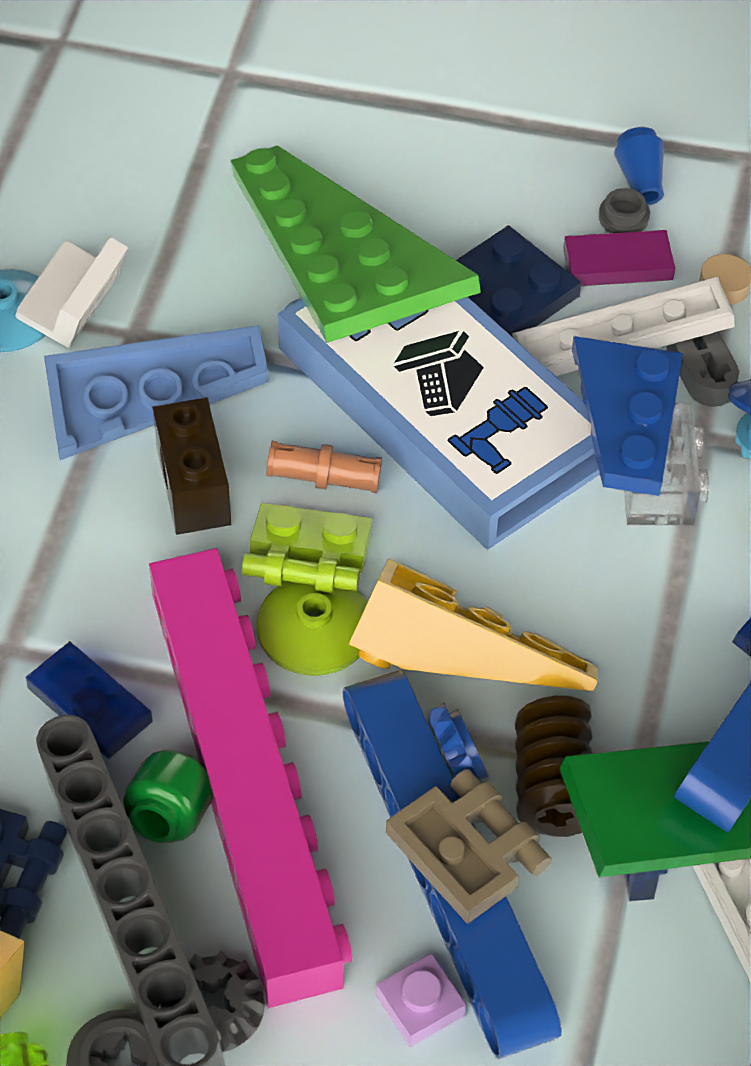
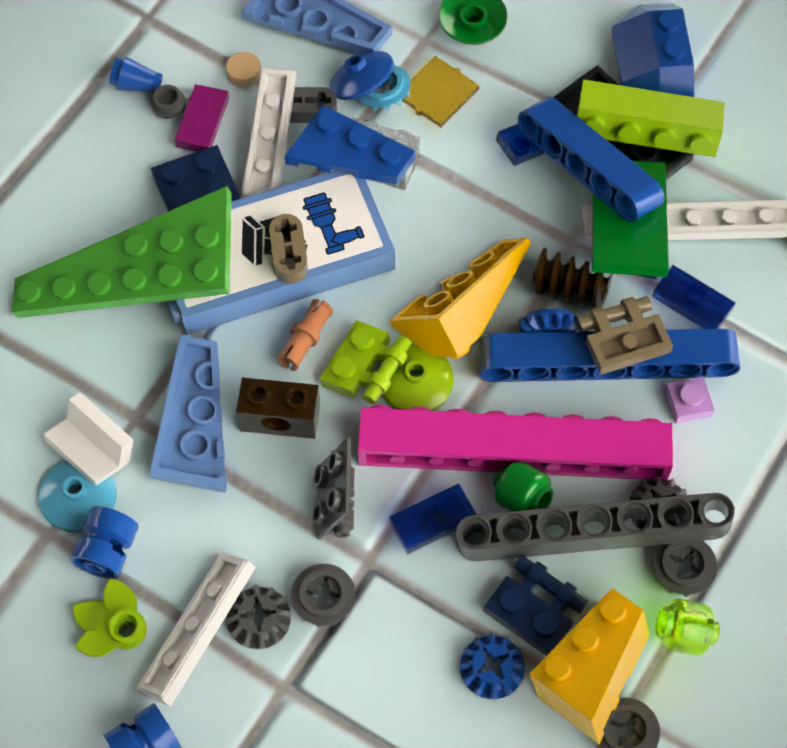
camera: 70 degrees left, 10 degrees up
(55, 557) = (335, 488): none -> dark grey hinge
(429, 387) = (295, 247): none -> dark tan beam
(609, 960) = (693, 299): none -> clear blue plate

